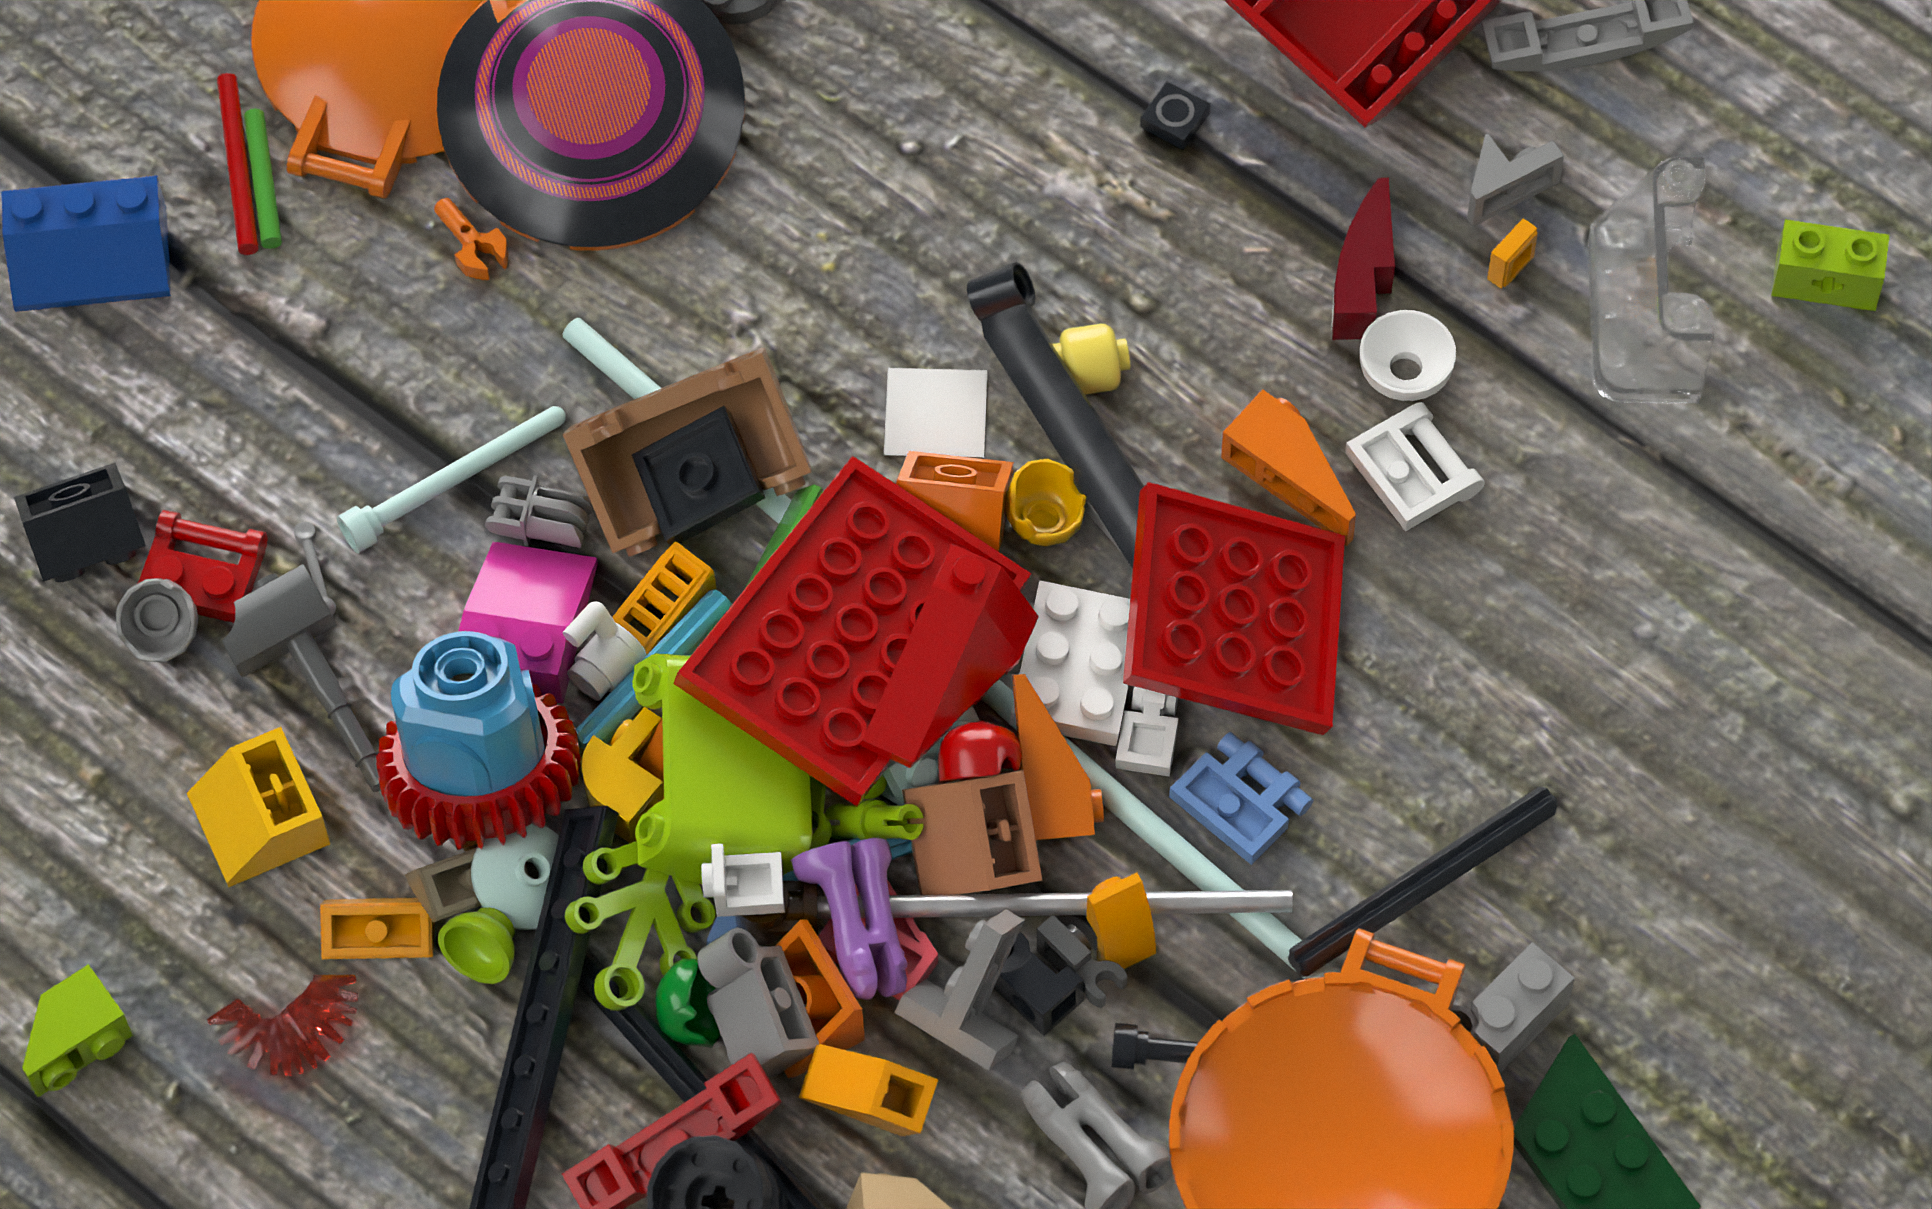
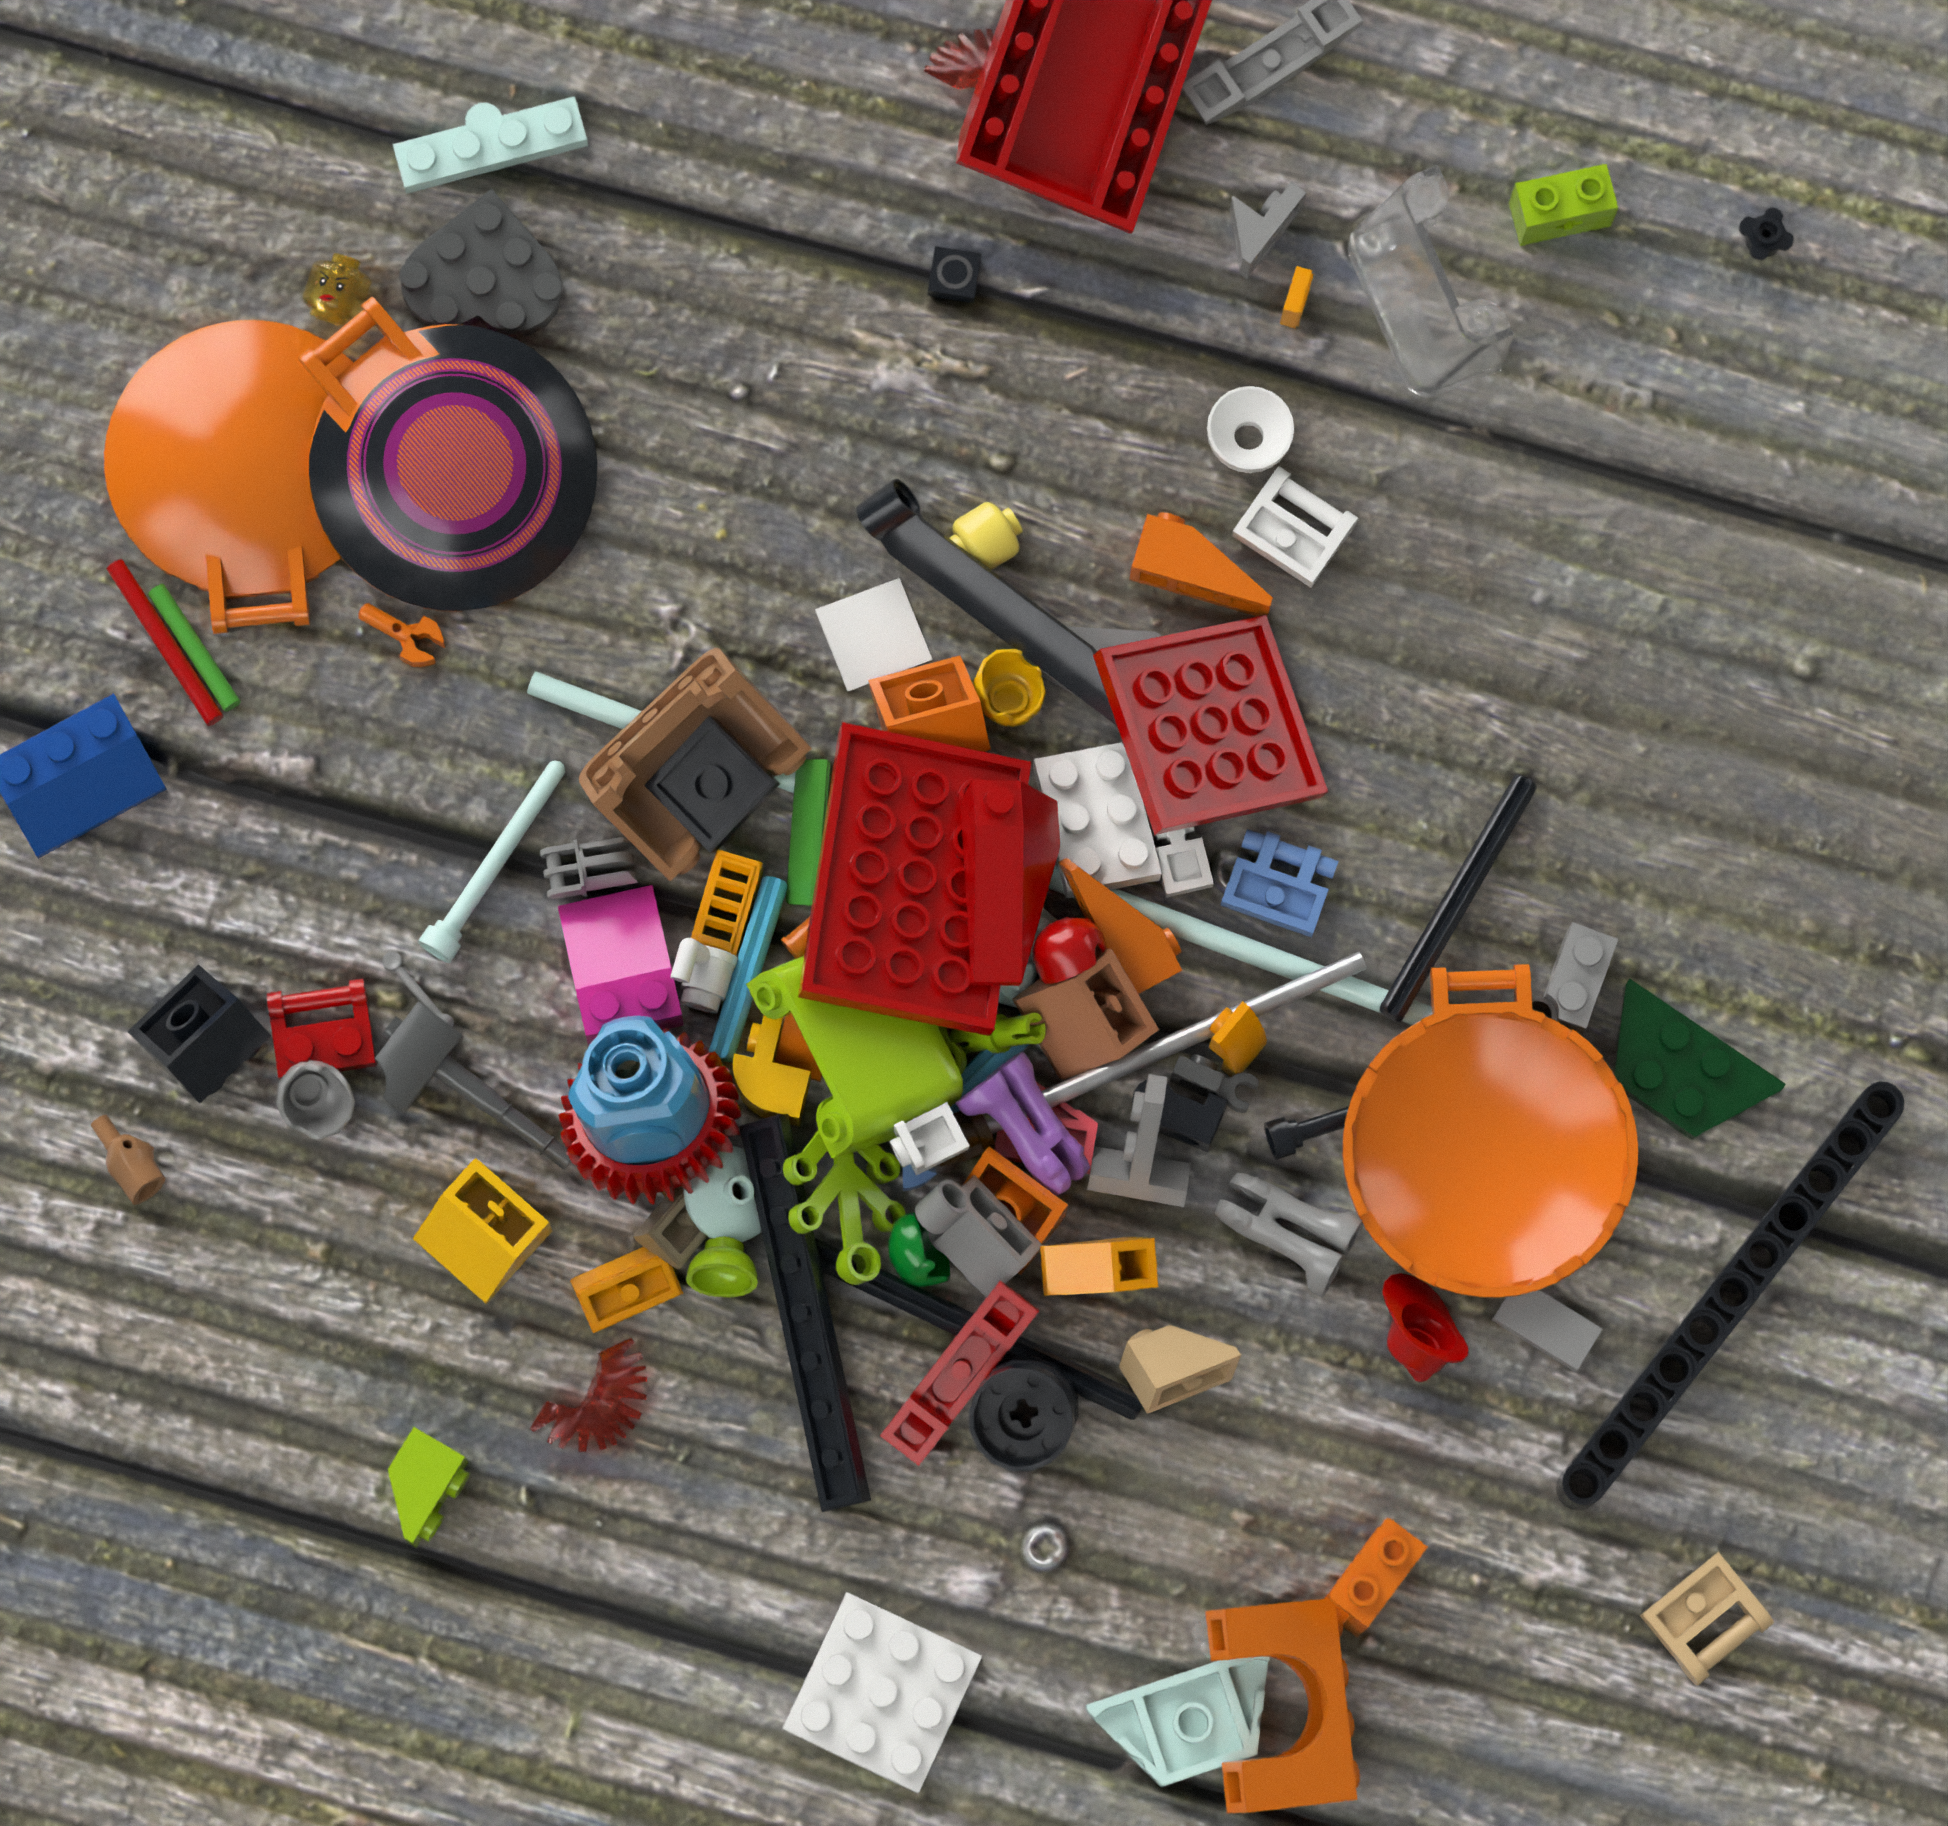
camera: 30 degrees left, 15 degrees up
(1364, 265) = (1178, 358): dark red slope -> none

